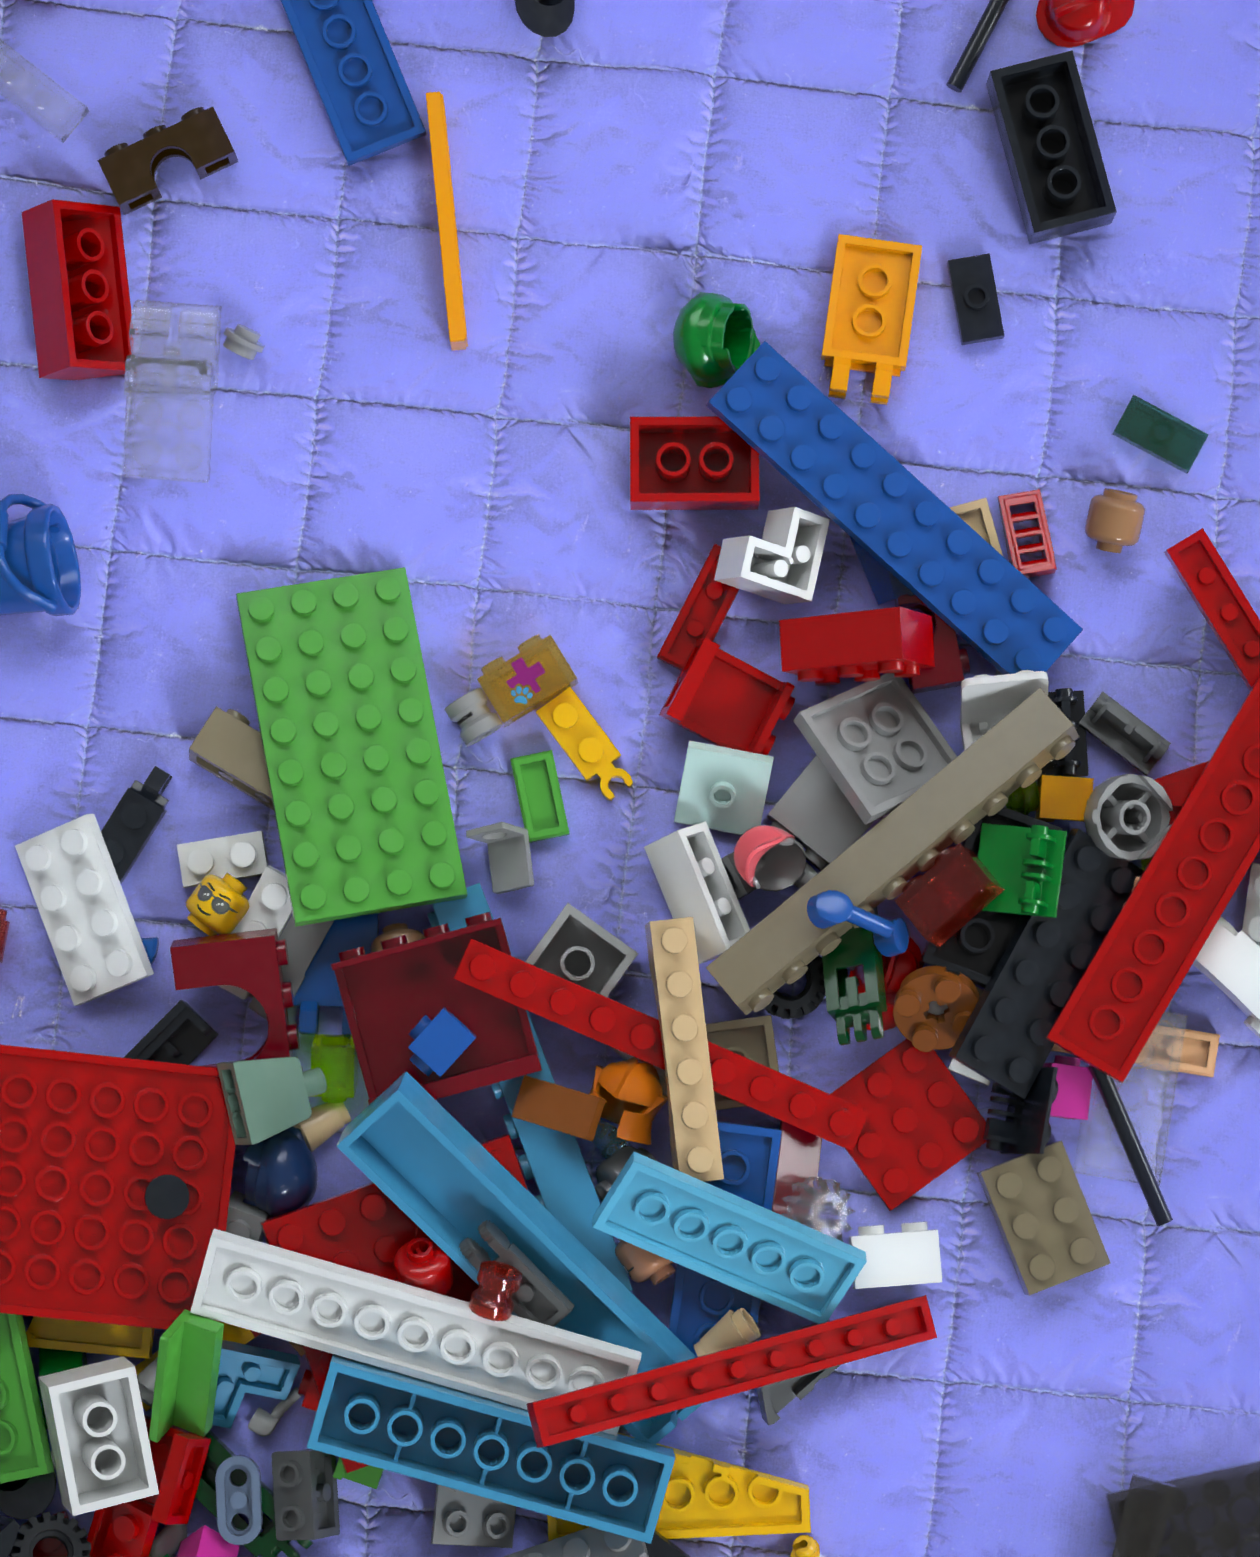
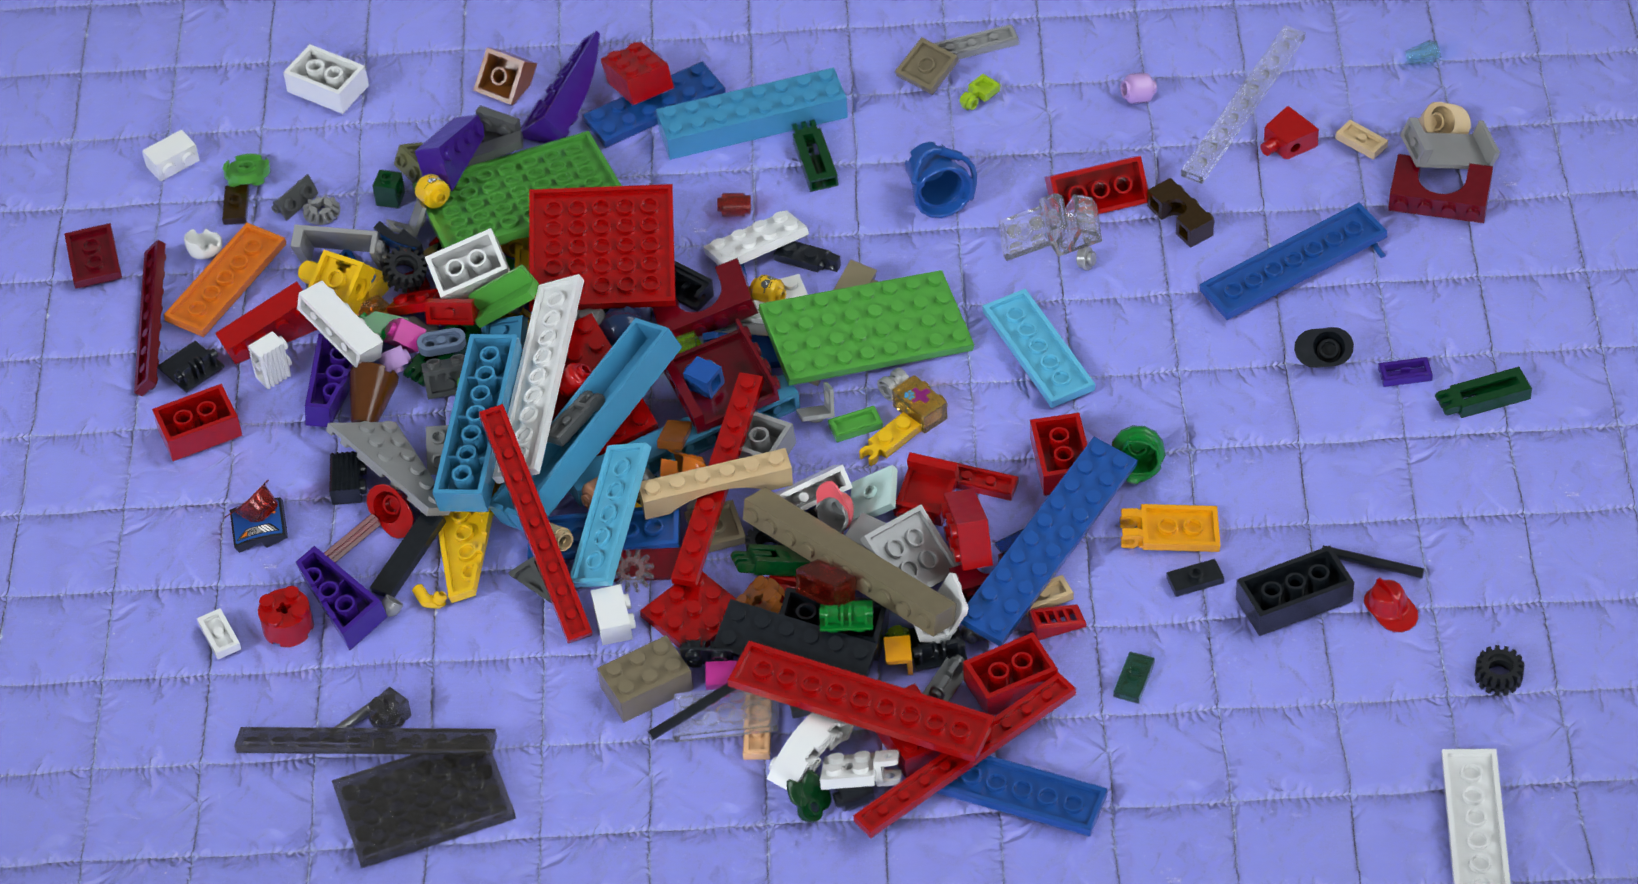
camera: 85 degrees right, 35 degrees down
(167, 1196) = (600, 272): black tile -> none
(267, 1095) = (662, 306): sand green torso -> none
(433, 460) = (1038, 348): none -> medium azure plate
(447, 221) = (1177, 331): light orange tile -> none
(495, 1290) = (563, 400): clear red wheel -> none
(782, 562) = (1007, 499): white brick -> none
(835, 907) = (805, 522): blue bar -> none
(1114, 520) = (1074, 656): medium nougat head -> none
(1128, 816) = (890, 664): light grey cylinder -> none
(1143, 626) = (1008, 673): none -> red brick

